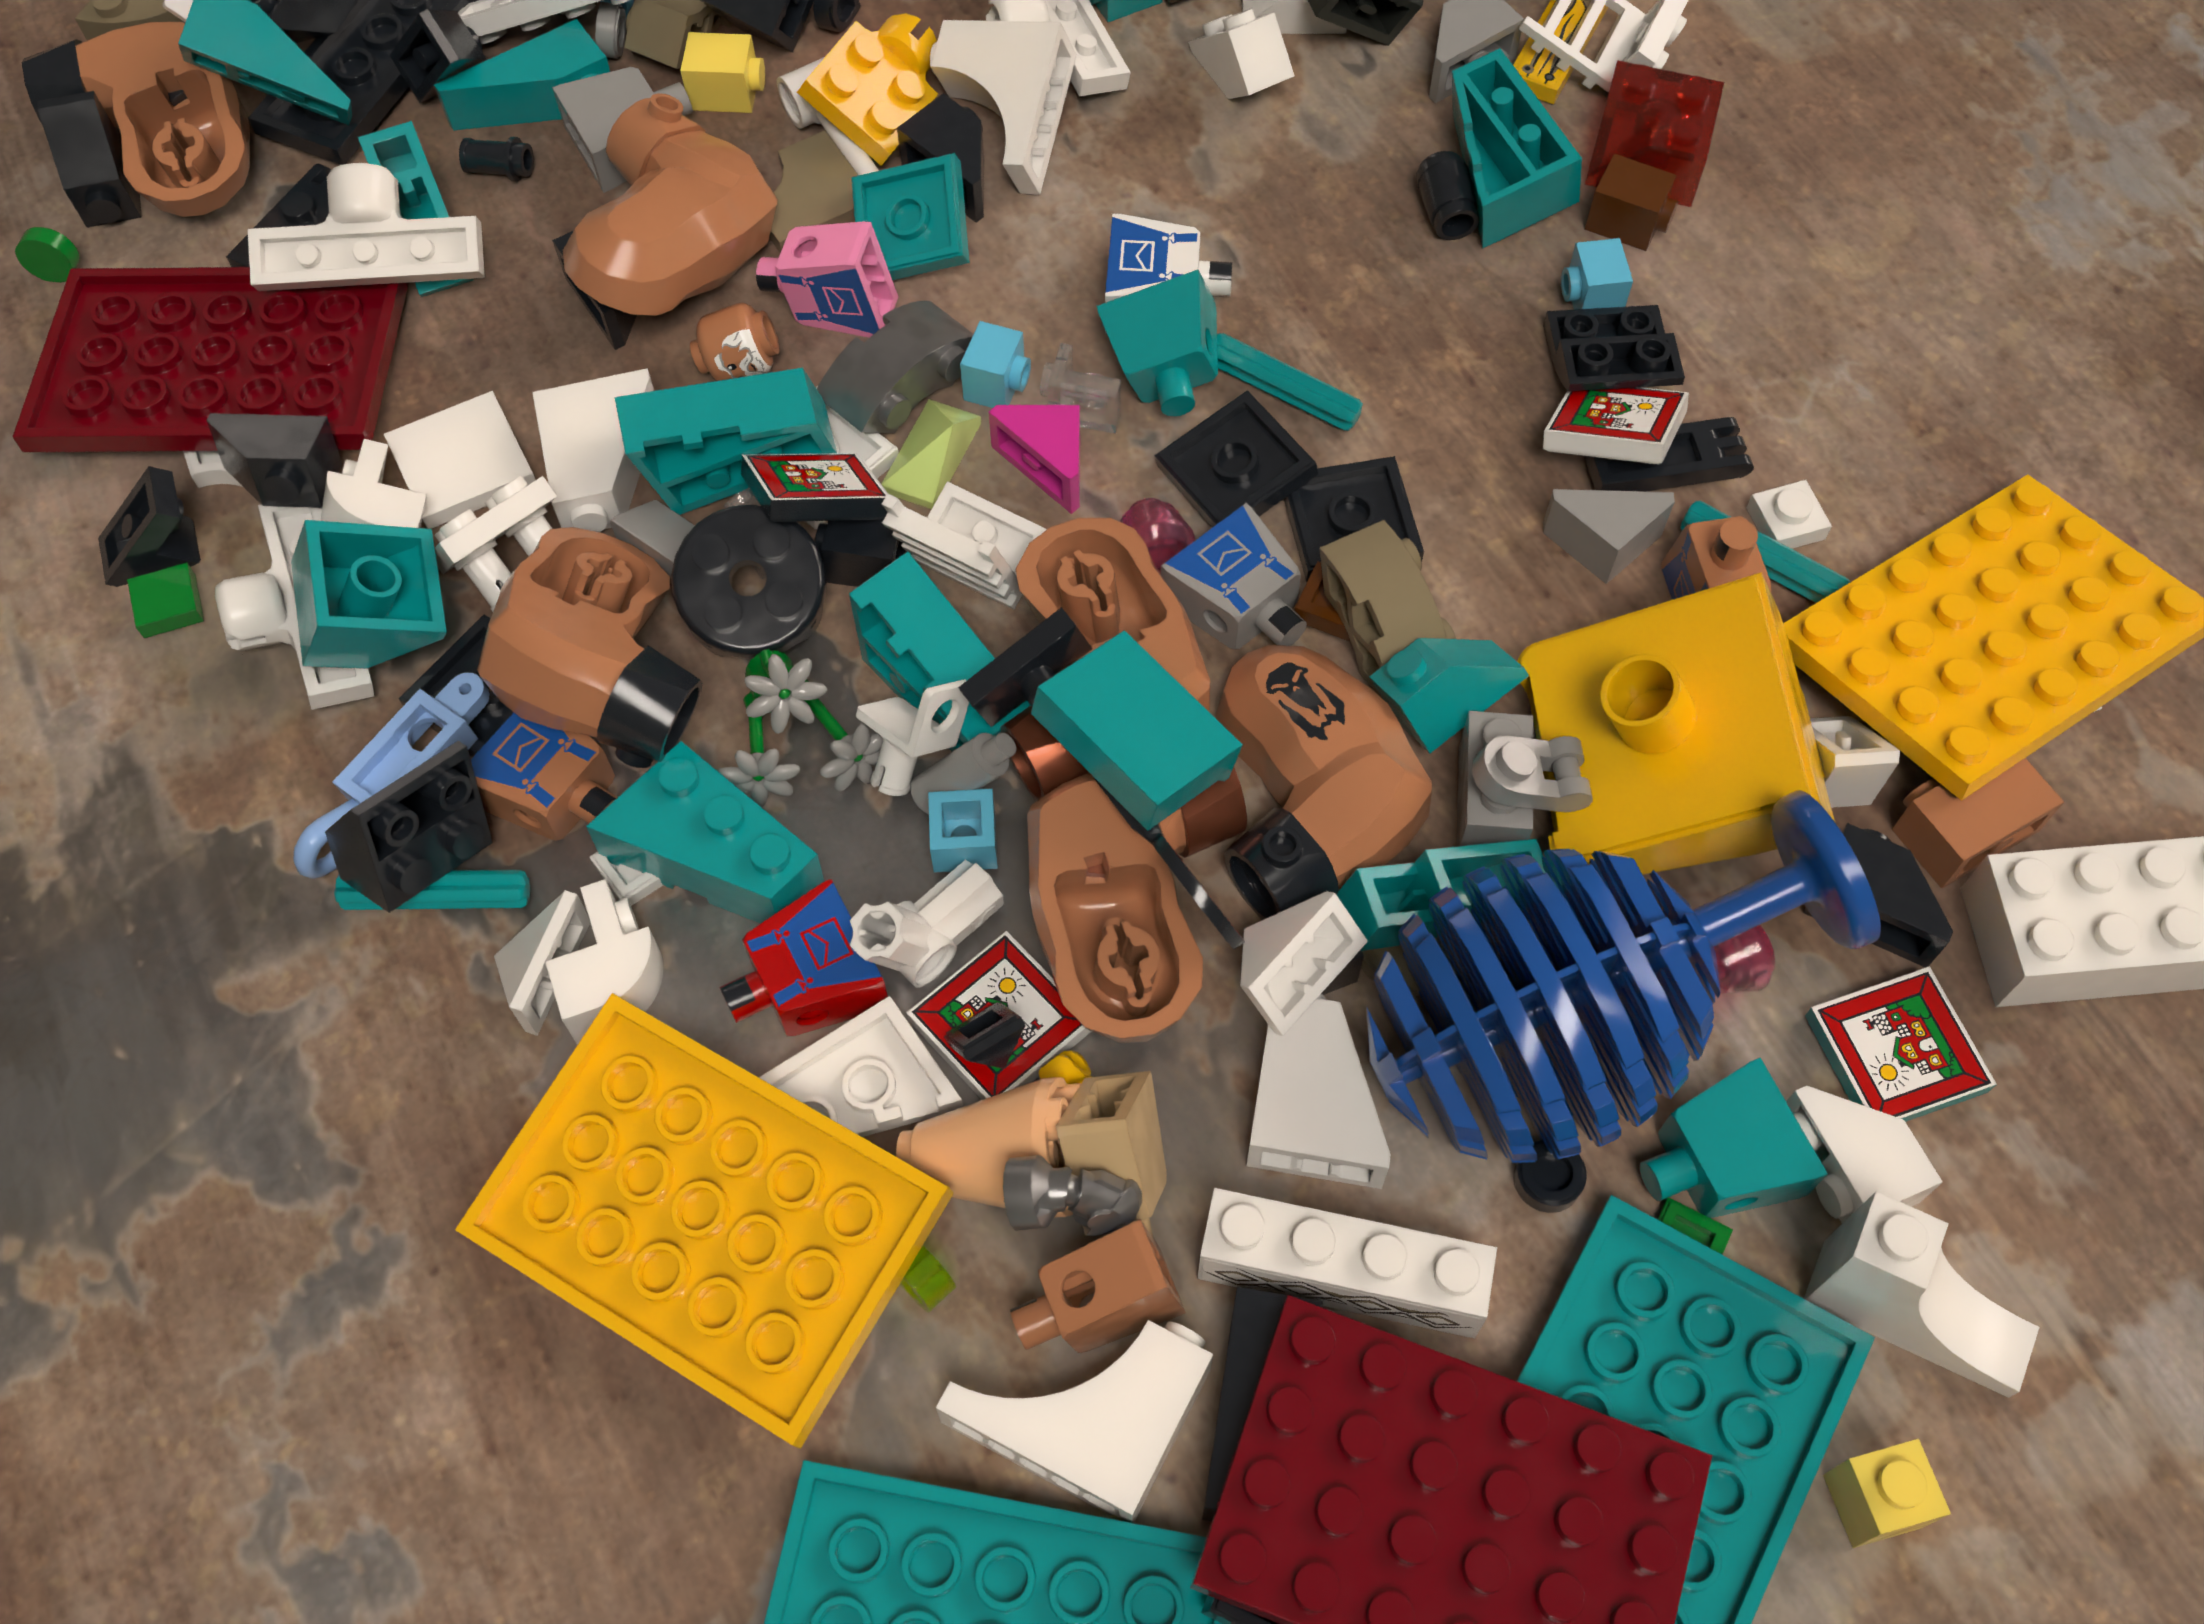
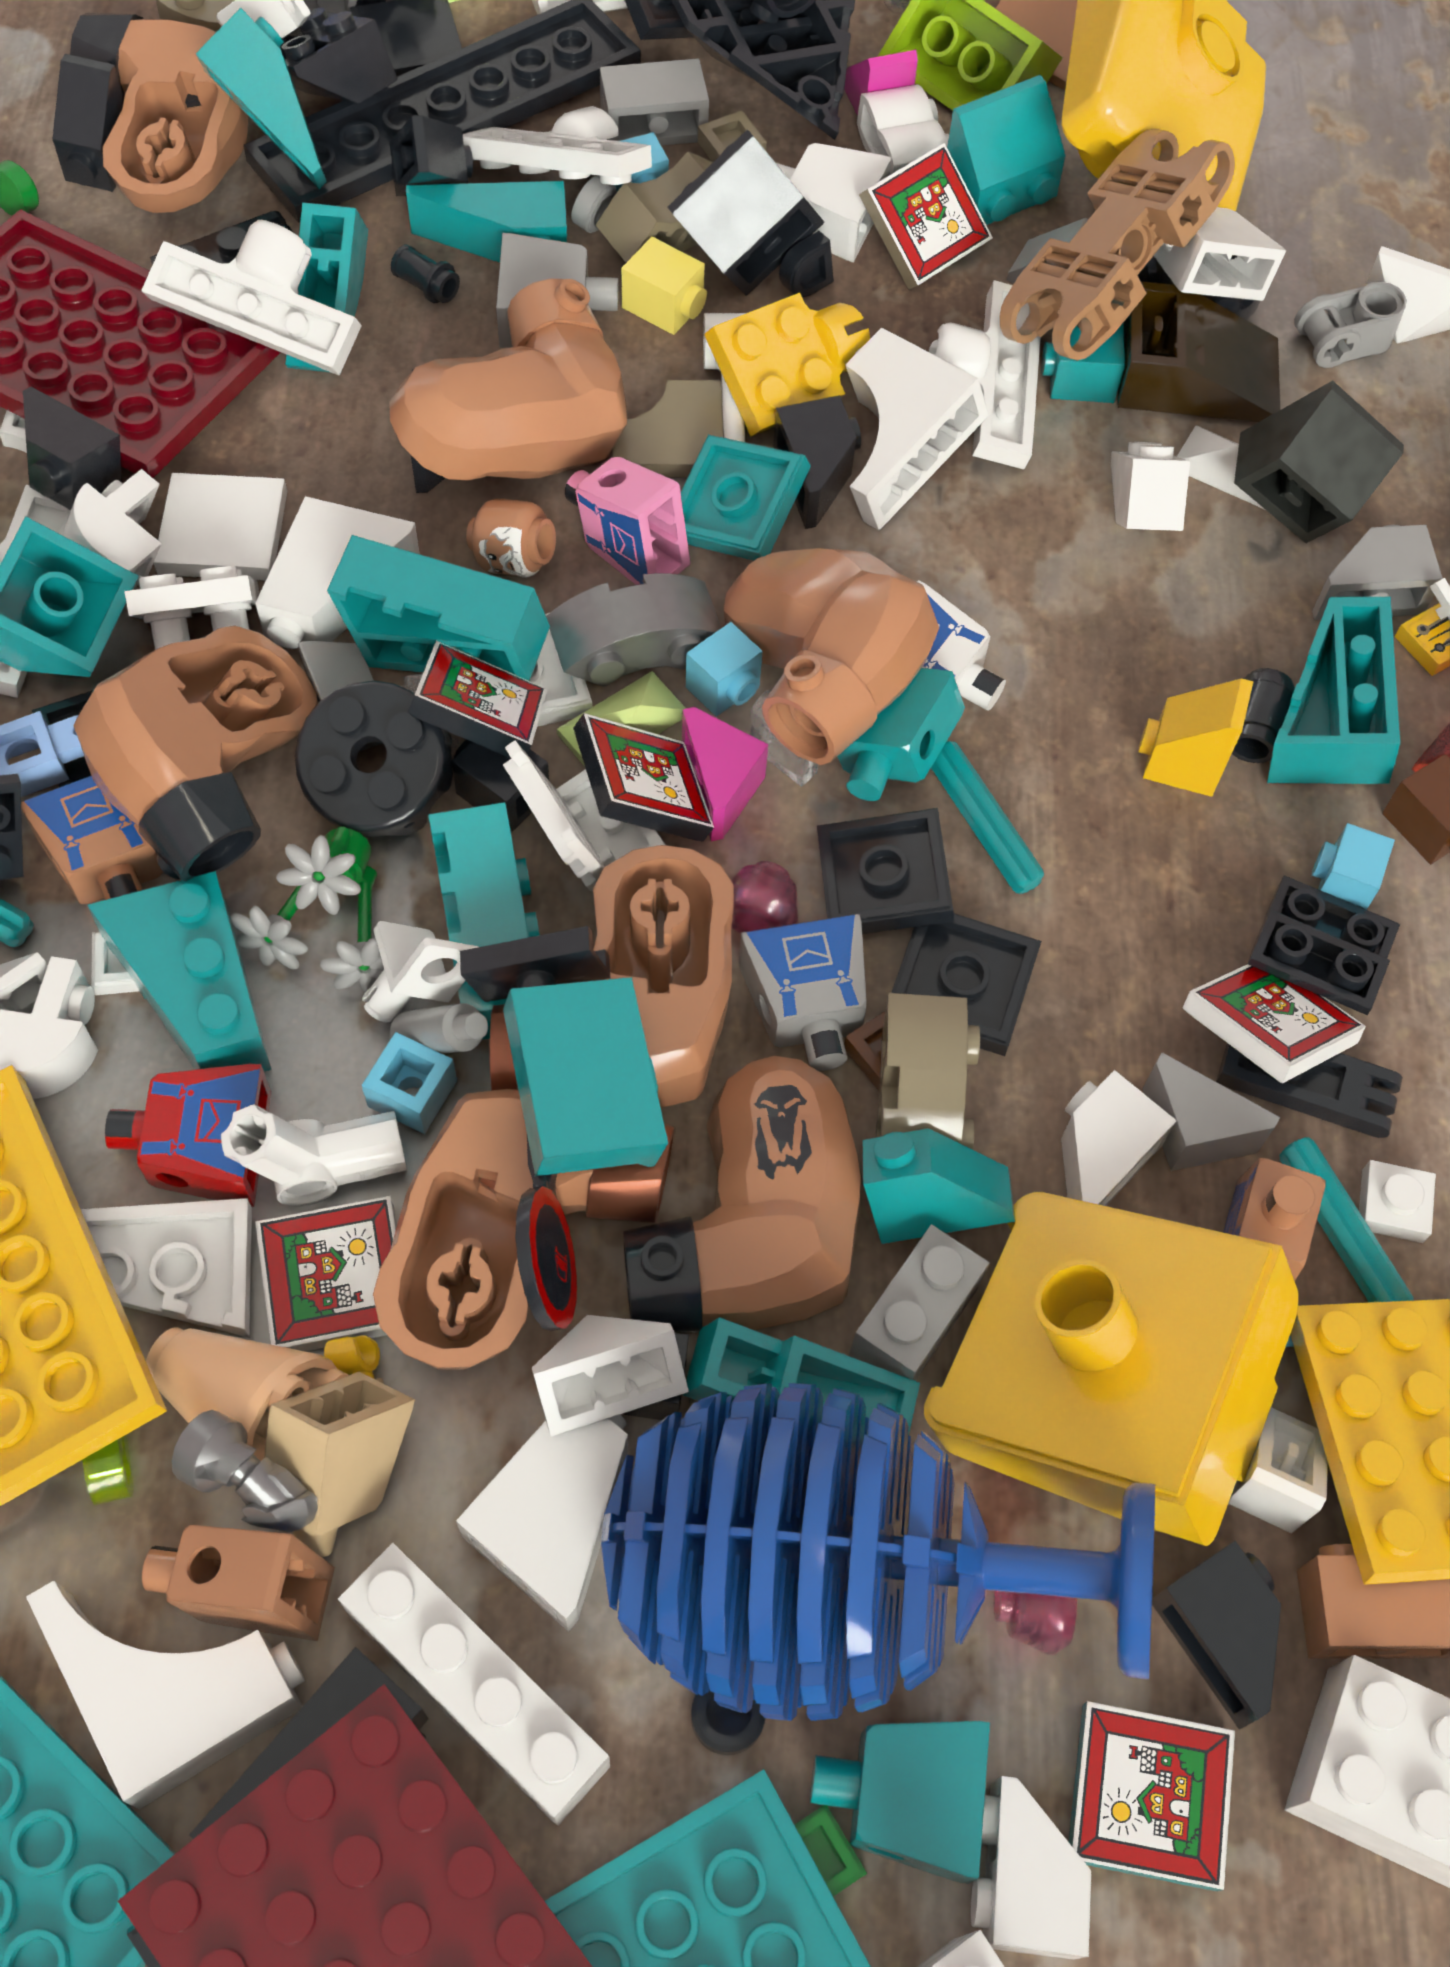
camera: 25 degrees right, 0 degrees up
(987, 1036) = (299, 1284): black slope -> none
(991, 484) = (642, 778): none -> tile
(1080, 279) = (843, 635): none -> nougat piece
(1416, 232) = (1195, 736): none -> yellow slope
(1513, 767) = (920, 1309): light grey plate -> none
(1550, 578) = (1110, 1138): none -> white slope

